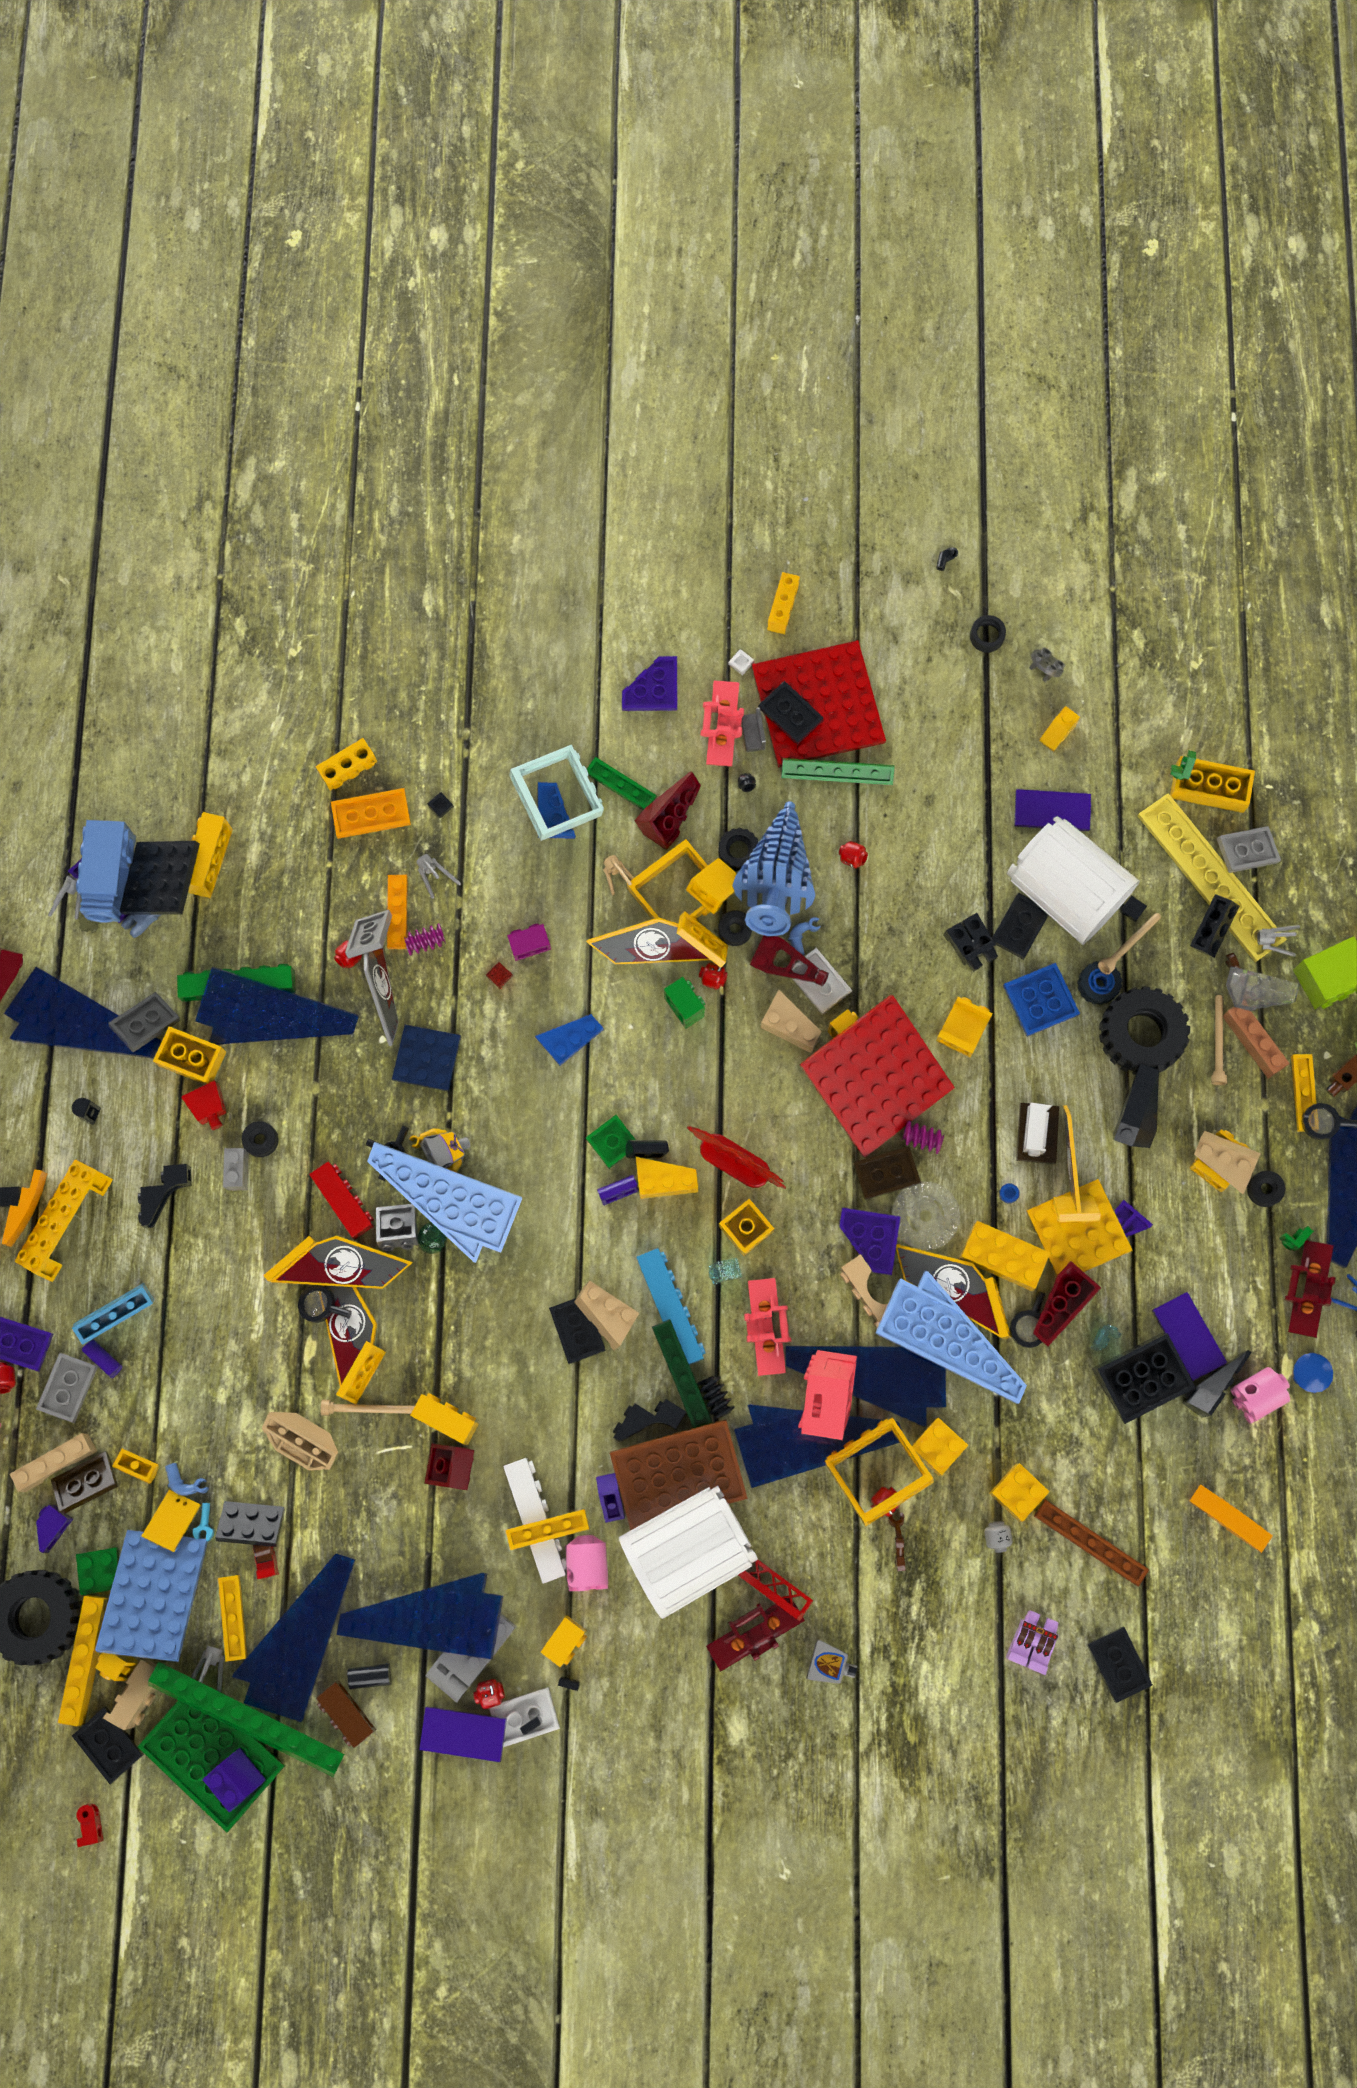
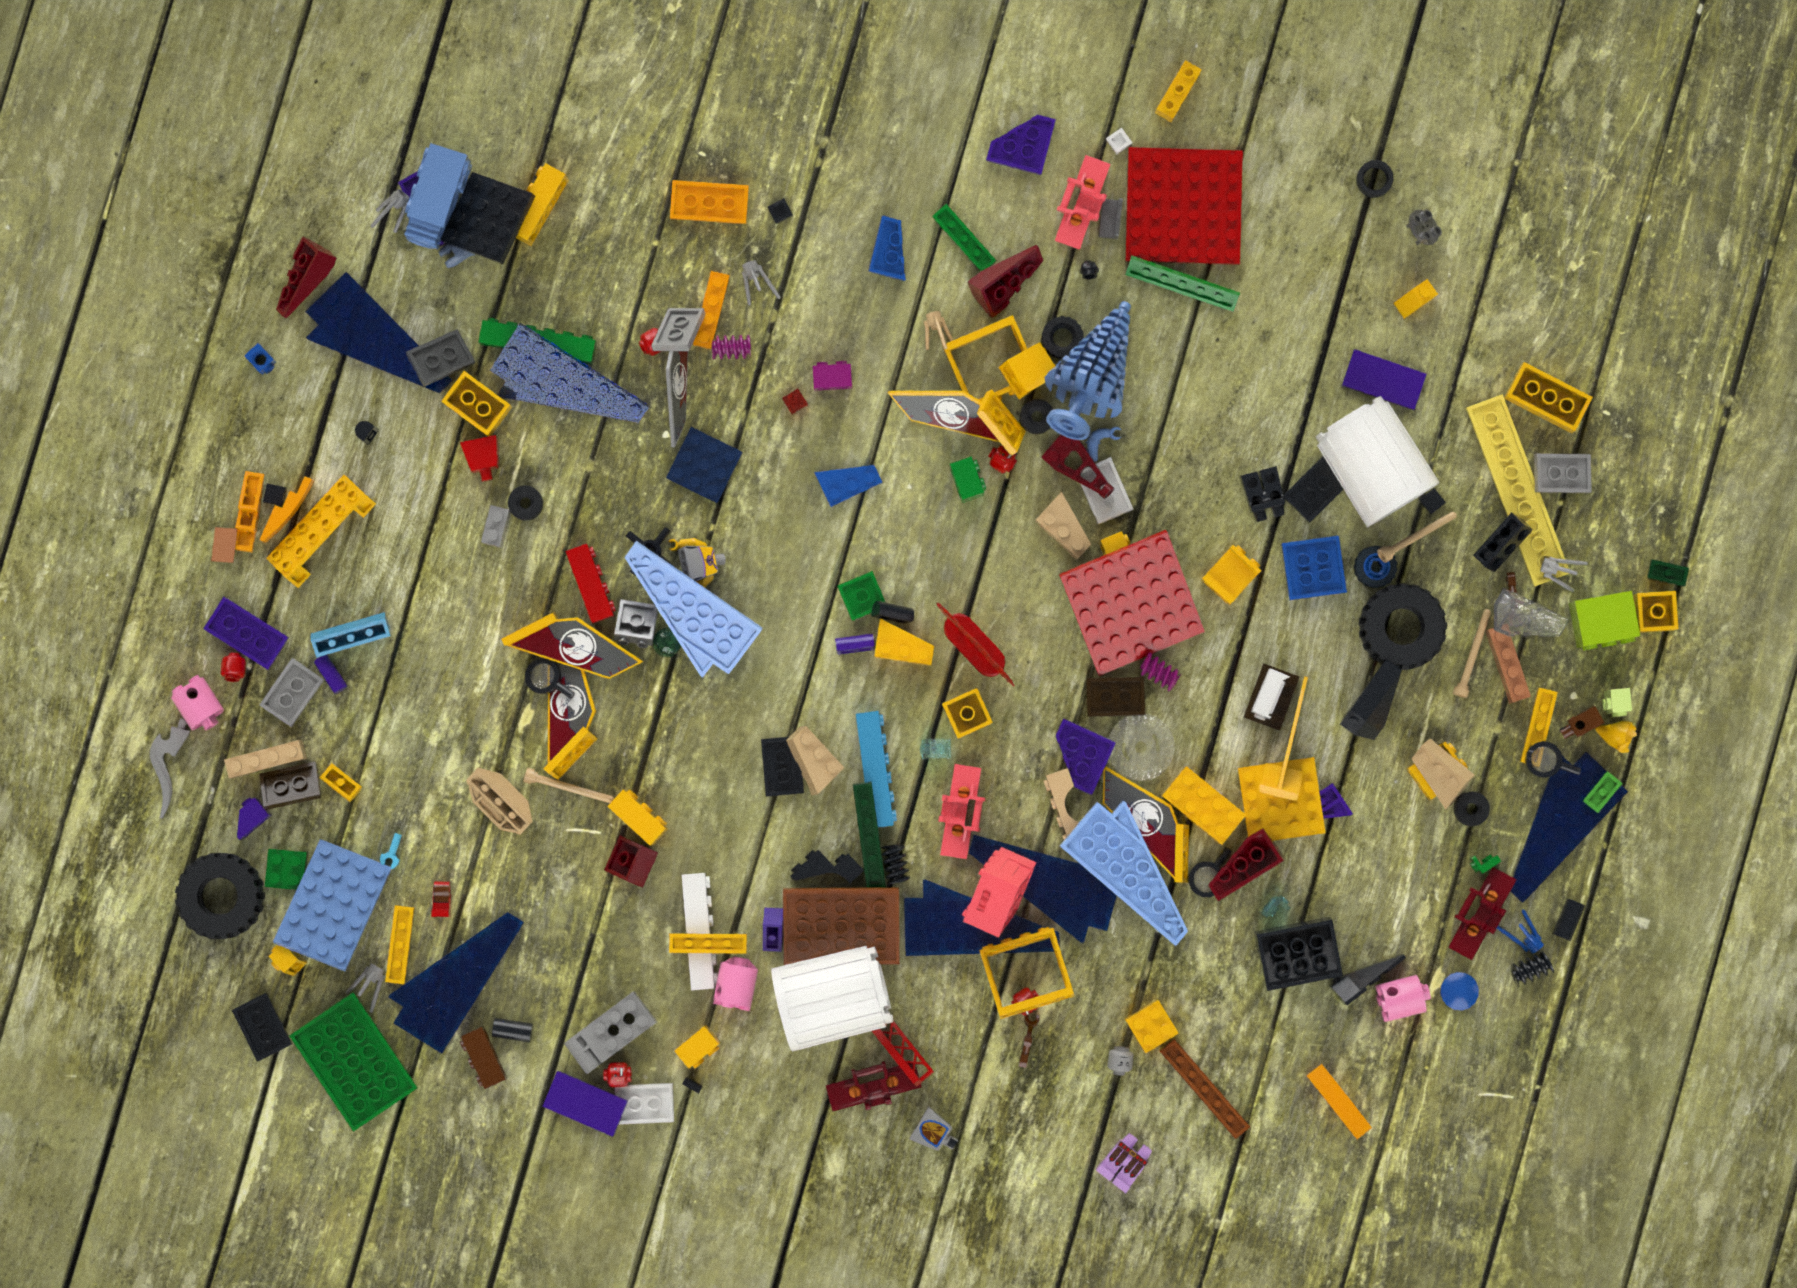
camera: 15 degrees right, 10 degrees up
(83, 1662) = (257, 946): yellow brick -> none
(91, 1827) = (232, 1092): red leg -> none
(134, 1698) = (299, 989): tan wedge -> none
(155, 1197) = (412, 533): black arch -> none
(171, 1520) = (363, 841): yellow container -> none
(178, 1486) = (376, 811): medium blue piece -> none
(234, 1779) = (371, 1087): dark purple slope -> none
(245, 1719) = (393, 1038): green brick -> none
(250, 1524) = (435, 864): plate -> none
(348, 755) = (688, 140): yellow brick -> none
(442, 1618) = (591, 996): clear blue wing -> none
(529, 804) = (867, 235): light aqua window -> none
(532, 1724) = (649, 1112): black tile -> none
(791, 713) = (1152, 211): black plate -> none
(853, 854) = (1173, 373): red head -> none
(939, 1446) = (1089, 965): yellow brick -> none
(945, 556) = (1357, 83): black arm -> none
(1009, 1193) = (1226, 747): blue tile -> none
(1119, 1664) = (1196, 1202): black plate -> none
(1185, 768) = (1520, 379): green bracket -> none
(1190, 1336) = (1354, 926): dark purple tile -> none

